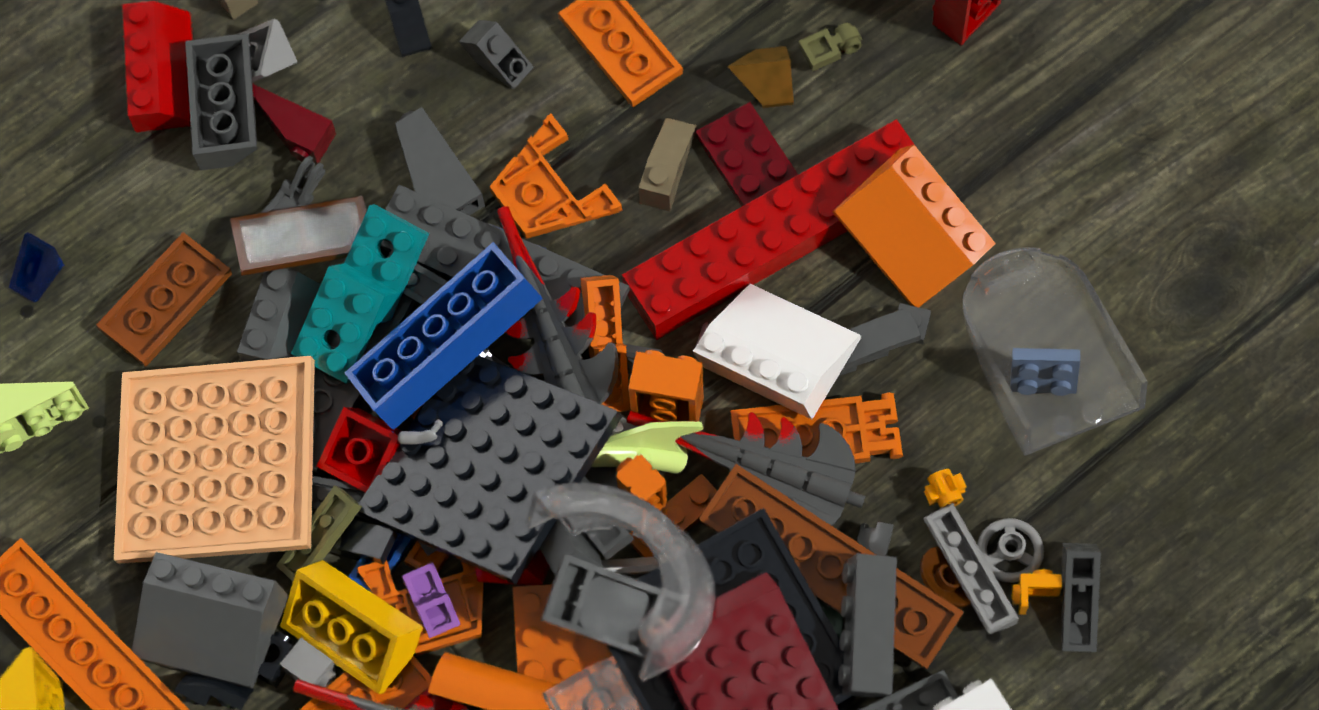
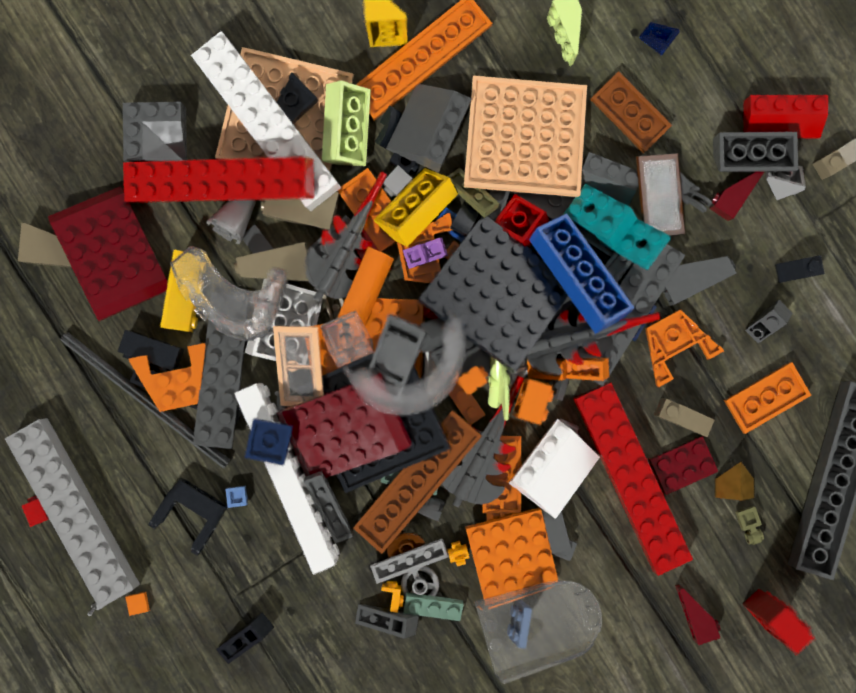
camera: 90 degrees right, 20 degrees up
(417, 437) = (520, 253): light grey piece -> none
(868, 625) = (375, 499): dark grey brick -> none
(913, 226) = (621, 560): orange slope -> none
(931, 403) = (511, 552): none -> orange plate
(996, 103) = (701, 624): none -> dark red slope
(1044, 521) = (433, 606): none -> sand green plate

